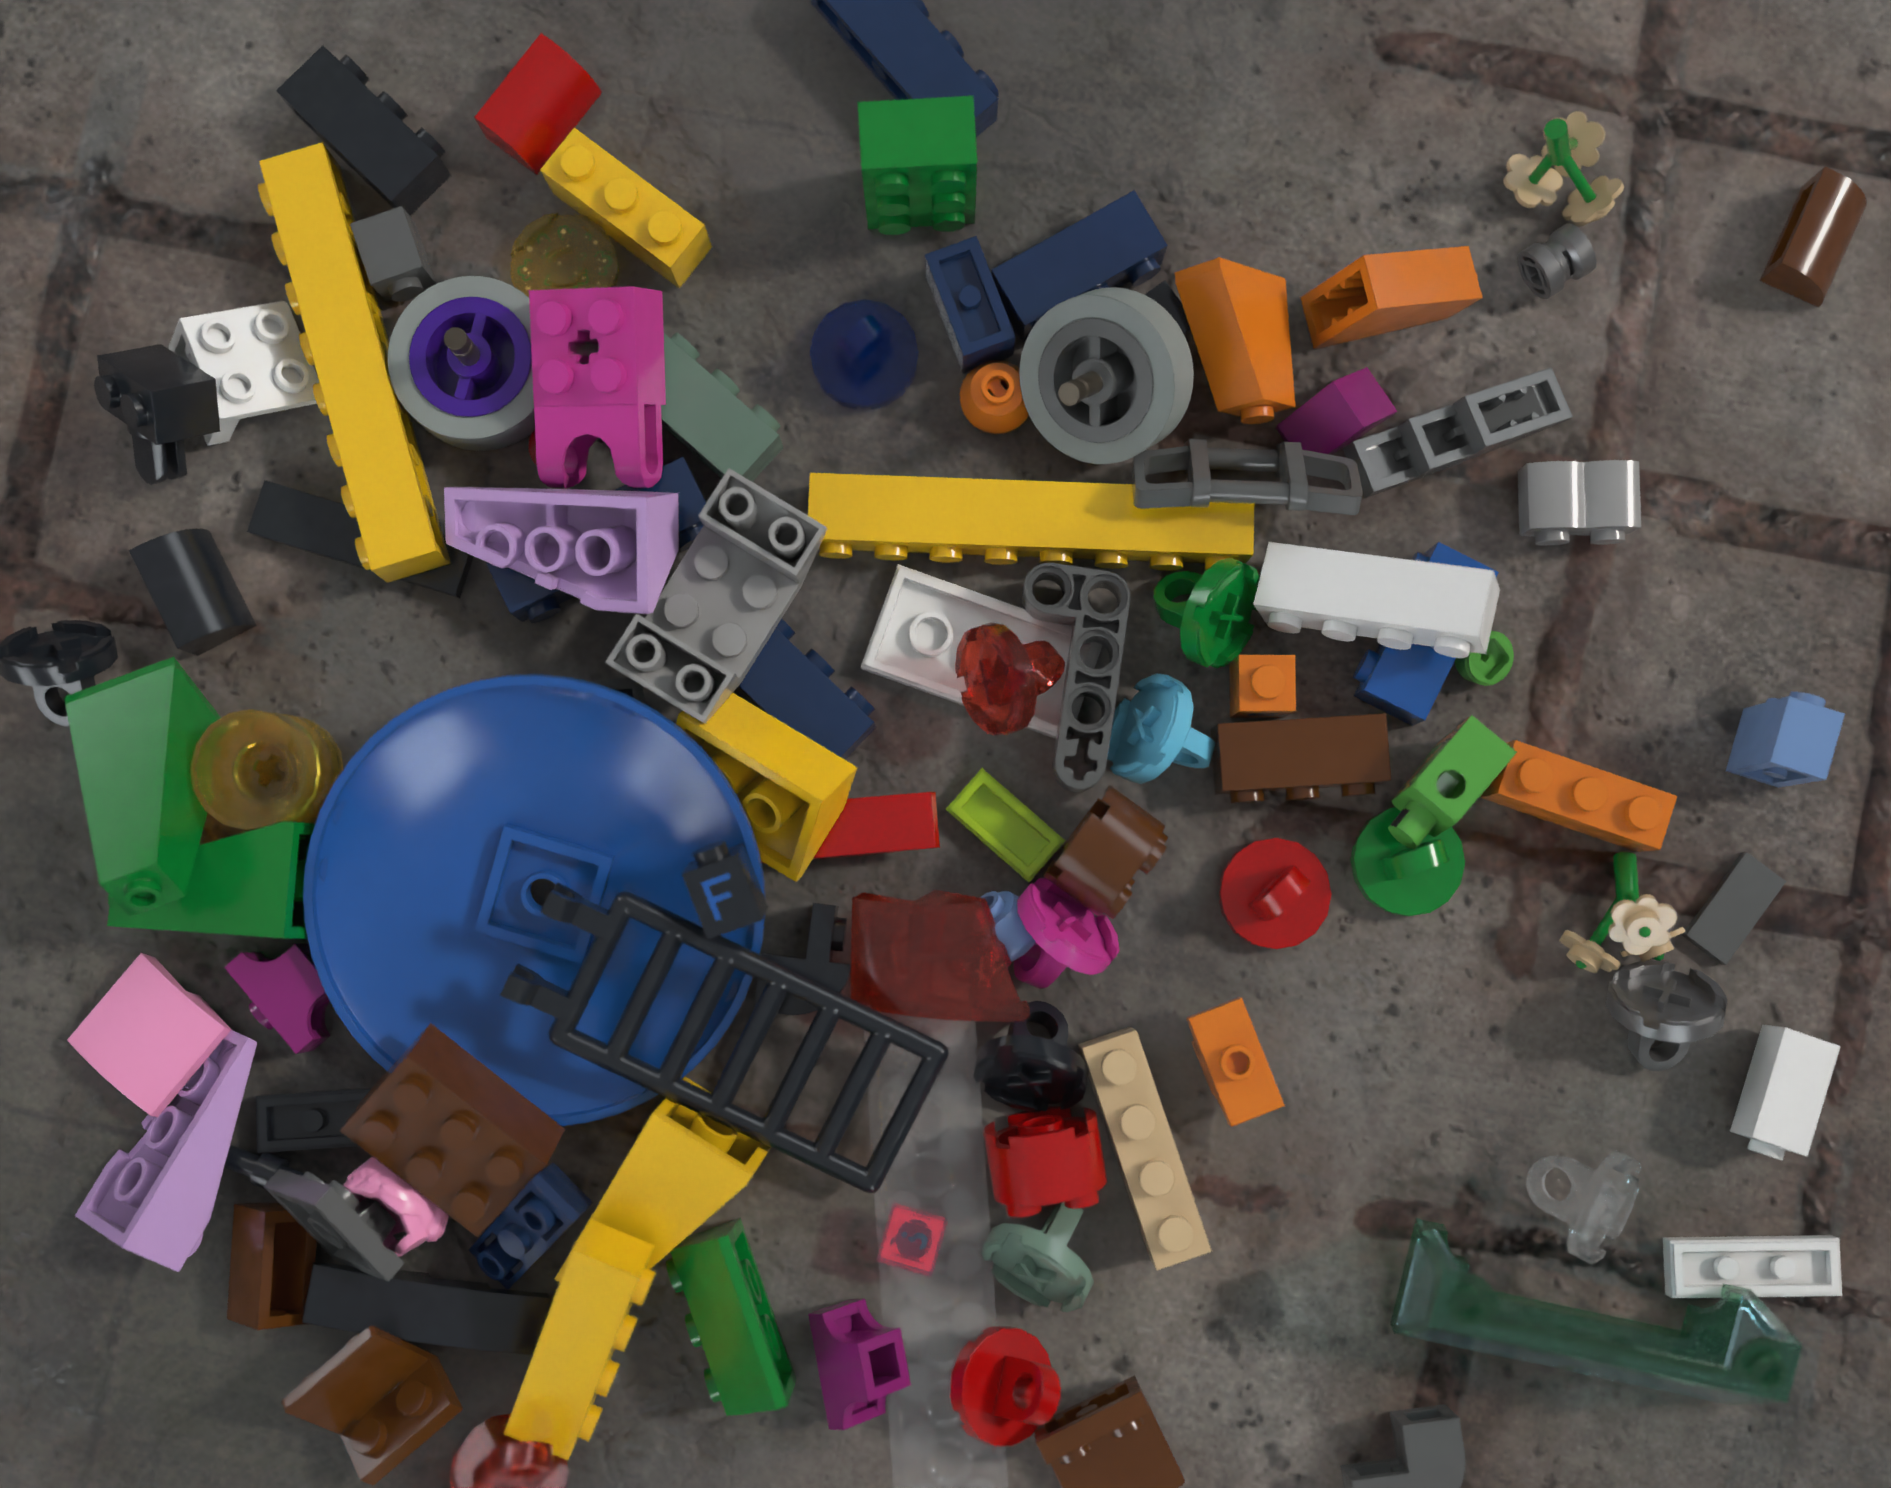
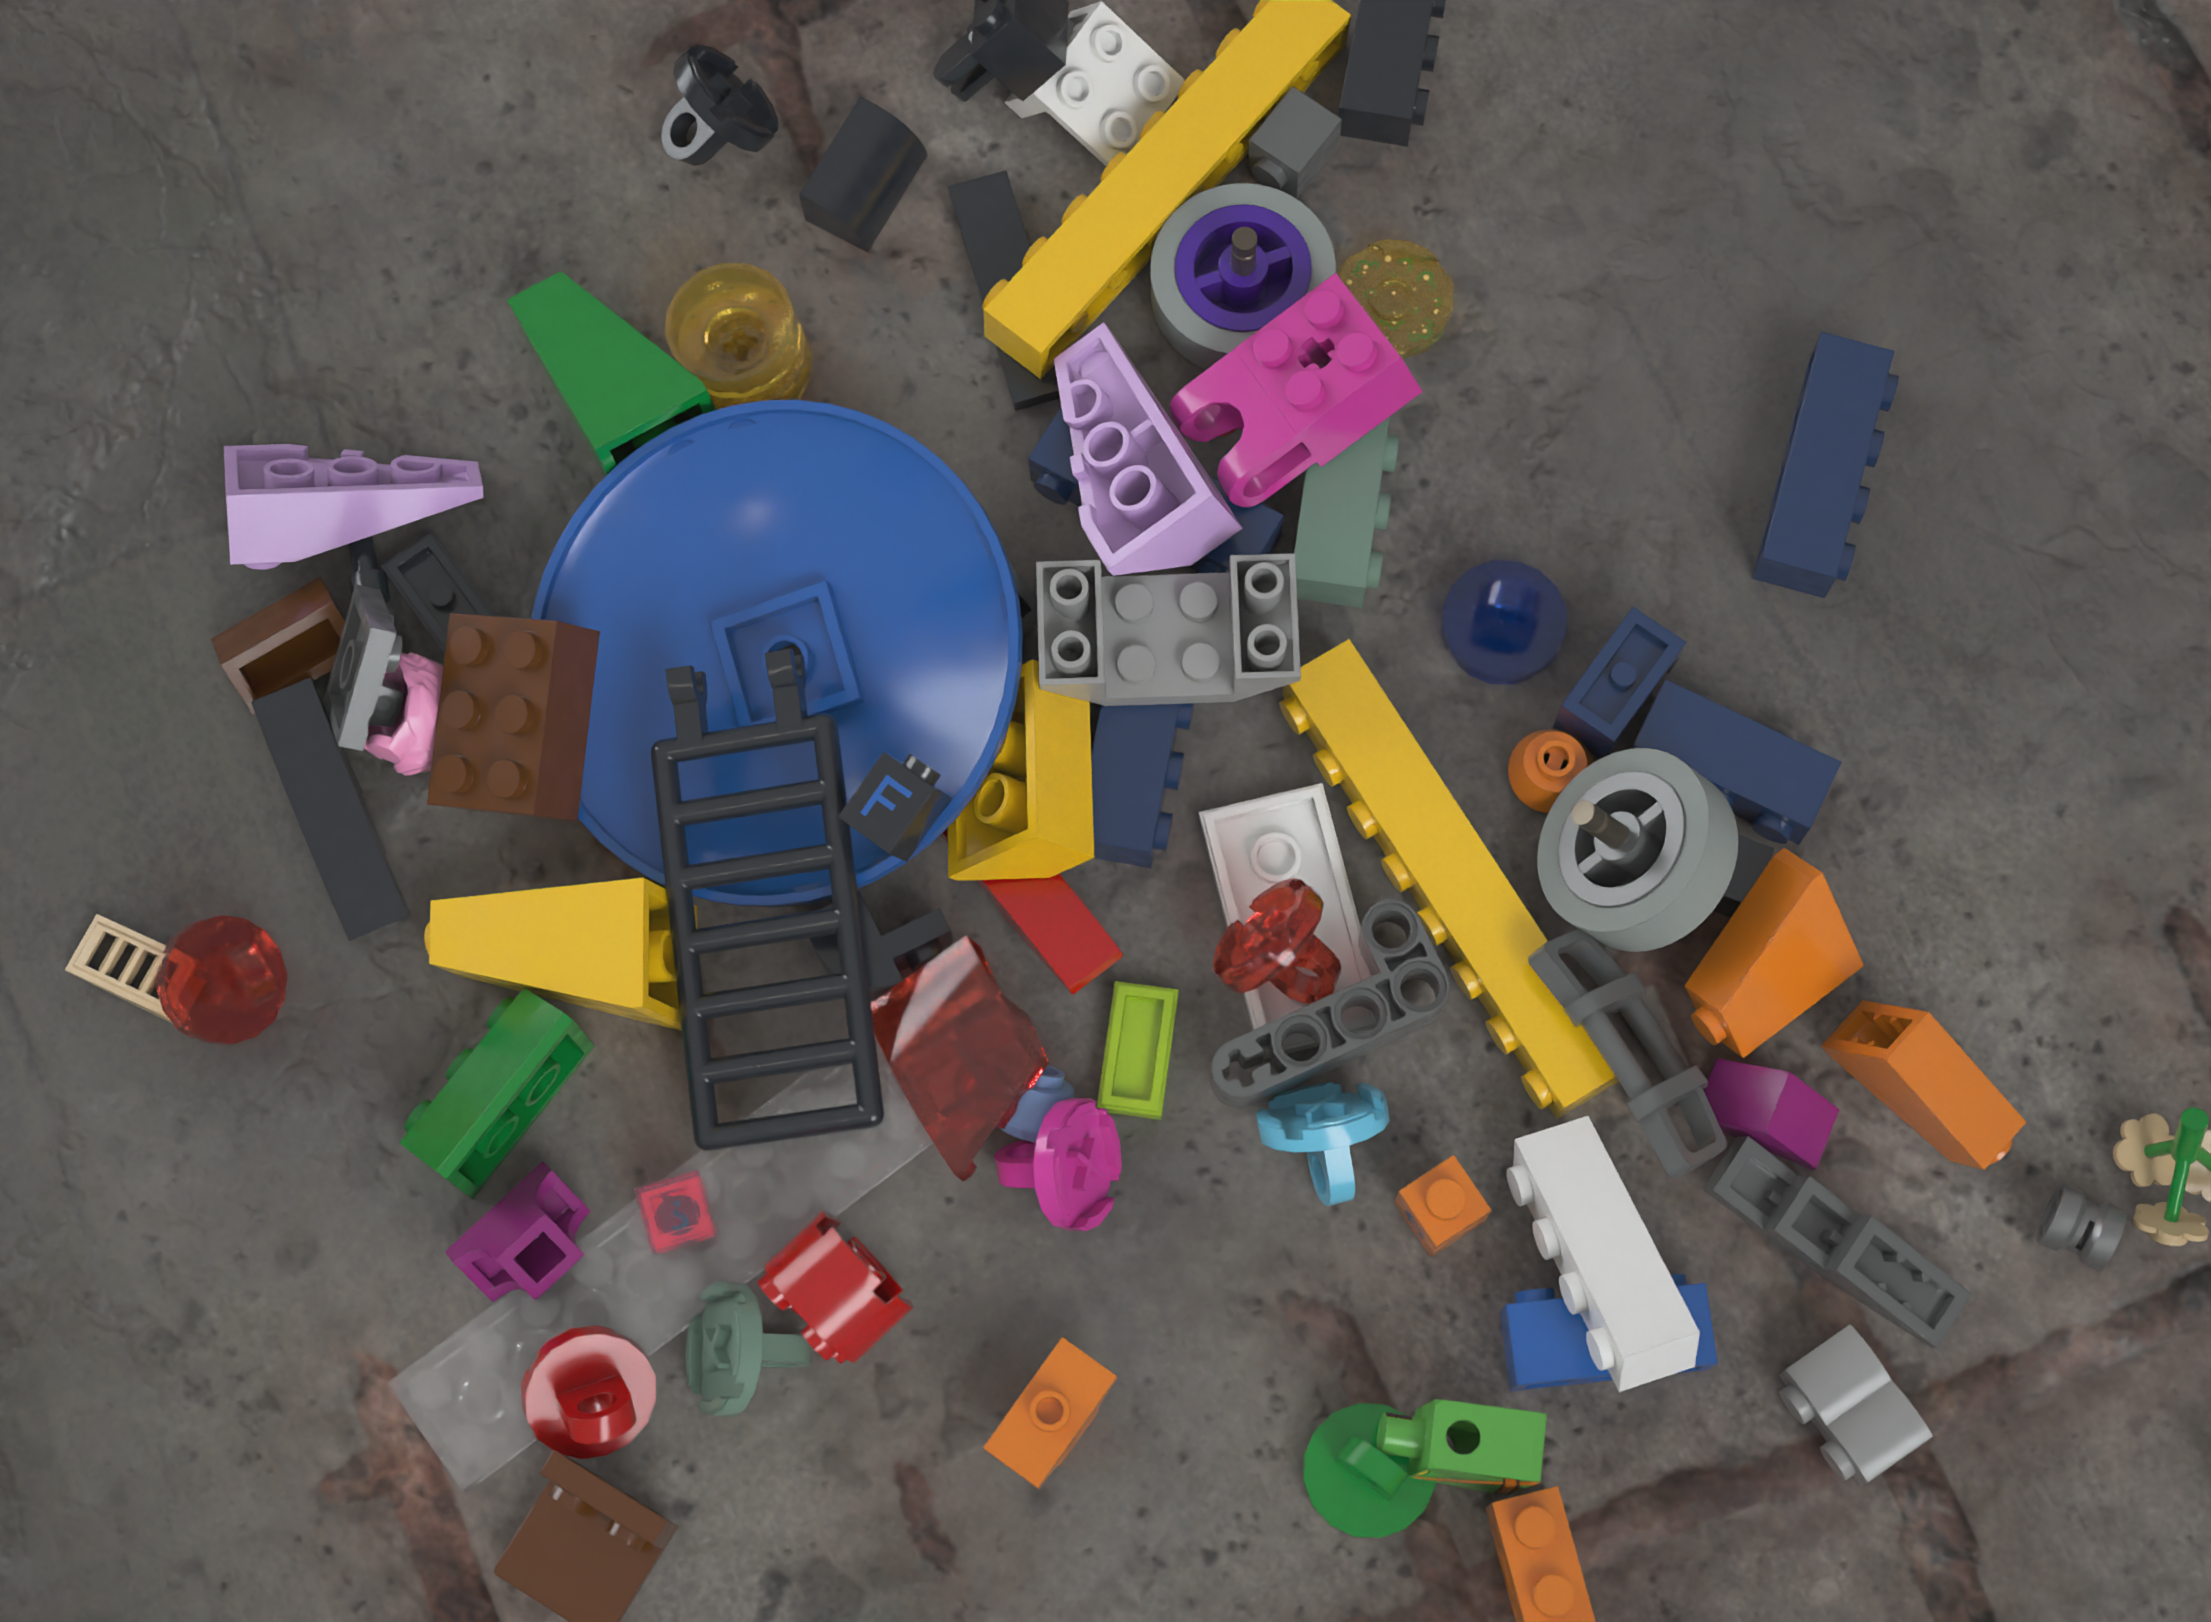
camera: 60 degrees right, 10 degrees down
(136, 780) = (654, 234): green slope -> none
(149, 1035) = (429, 403): bright pink slope -> none
(285, 995) = (541, 494): magenta brick -> none
(379, 1398) = (222, 813): reddish brown bracket -> none
(529, 1225) = (468, 848): dark blue slope -> none
(538, 104) = (1527, 176): red brick -> none
(579, 1339) = (391, 957): yellow brick -> none
(627, 207) = (1485, 316): yellow brick -> none
(918, 163) = (1711, 542): green brick -> none
(1030, 1069) = (914, 1221): black tile -> none
(1107, 852) = (1172, 1153): reddish brown brick -> none
(1144, 1148) = (909, 1381): tan brick -> none
(1215, 615) = (1481, 1107): green tile -> none
(1274, 893) = (1246, 1357): red tile -> none
(1301, 757) = (1398, 1290): reddish brown brick -> none
(1489, 667) = (1627, 1417): bright green tile -> none

